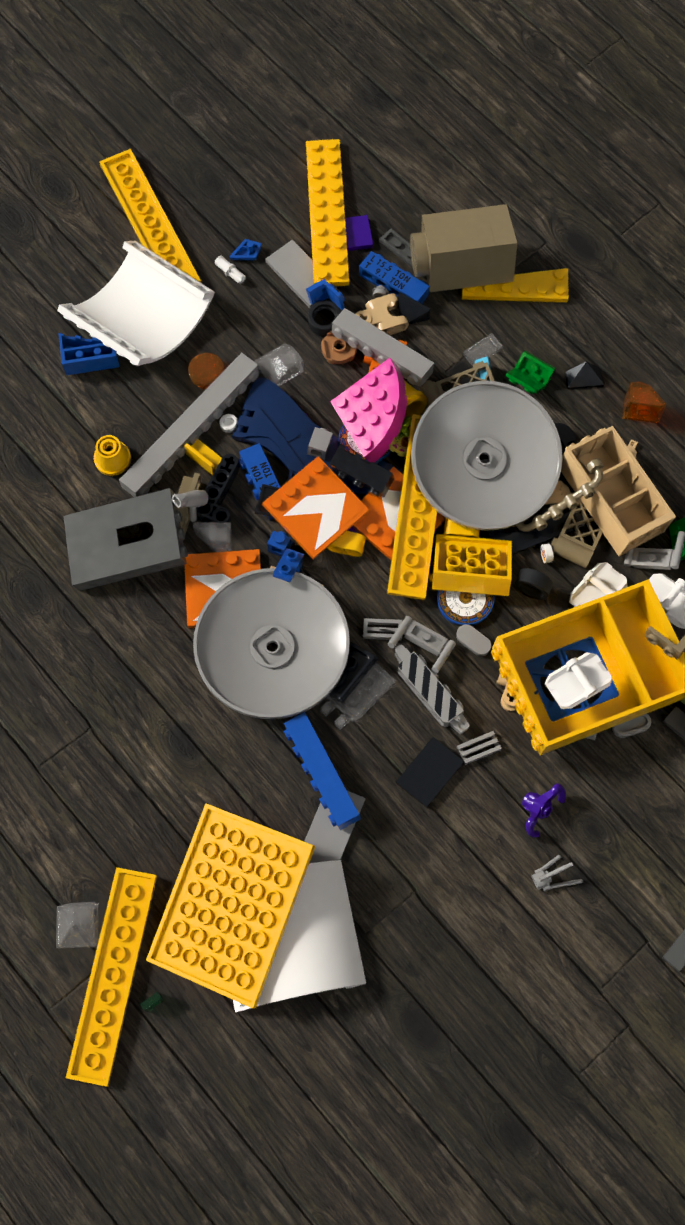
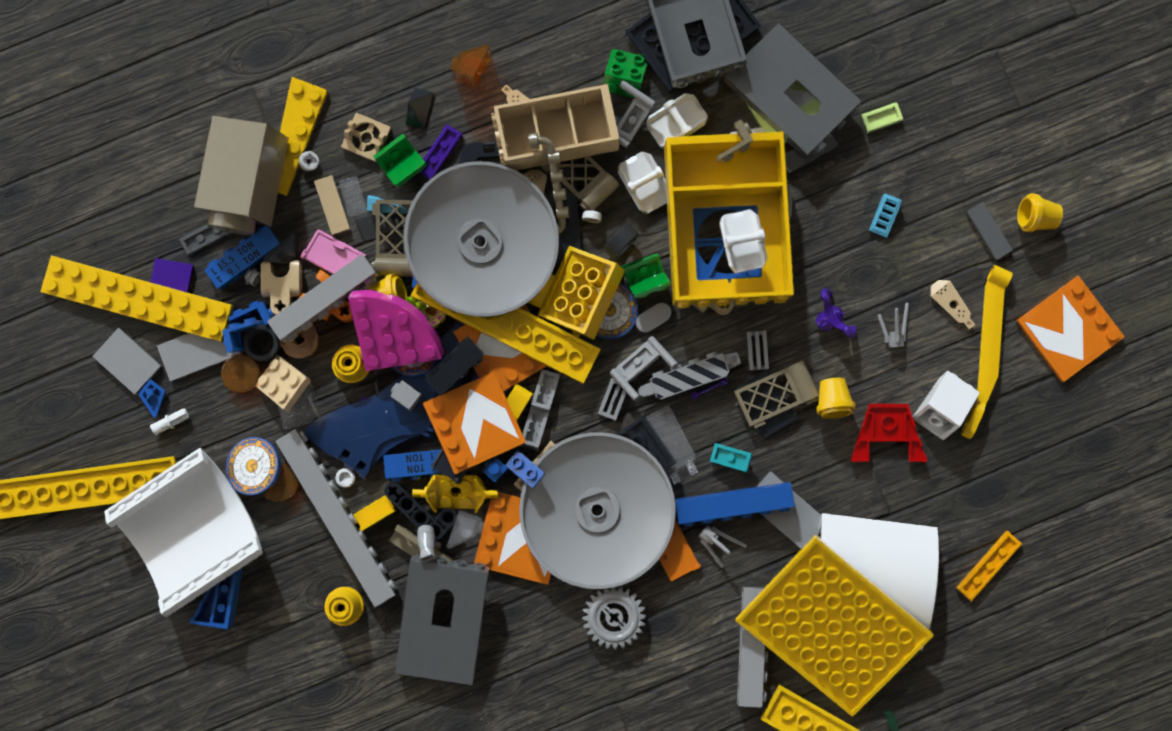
camera: 70 degrees left, 15 degrees up
(164, 841) = (751, 661): none -> light grey brick
(166, 710) = (627, 631): none -> light grey gear
(213, 344) = (253, 466): none -> tile
(239, 504) = (439, 493): none -> yellow plate
(255, 734) = (678, 556): none -> orange door
(271, 222) = (127, 361): none -> light grey tile
(280, 760) = (710, 536): none -> light grey plant
(291, 310) = (240, 373): none -> clear orange tile
(295, 341) = (282, 383): none -> tan plate
(325, 393) = (353, 373): none -> yellow piece
(345, 567) = (540, 409): none -> light grey slope
(345, 1055) = (988, 565): none -> light orange tile
(353, 303) = (265, 312): none -> blue bracket
(365, 754) = (731, 457): none -> teal plate
(413, 703) = (723, 381): none -> dark purple hinge
(427, 343) = (325, 255): none -> bright pink door
(453, 899) = (888, 423): none -> red wing
(458, 835) = (834, 399): none -> yellow piece
(465, 794) = (801, 387): none -> dark tan piece
(468, 336) = (332, 205): none -> tan tile
(494, 951) = (946, 405): none -> white slope
(499, 304) = (308, 161): none -> white tile
(509, 614) = (646, 276): none -> green bracket
(543, 353) = (379, 144): none -> tan piece
(558, 408) = (440, 151): none -> dark purple tile
(575, 978) = (990, 345): none -> yellow piece
(605, 920) = (947, 297): none -> tan piece
(623, 1062) = (1070, 329): none -> orange plate
(669, 821) = (890, 199): none -> medium azure slope

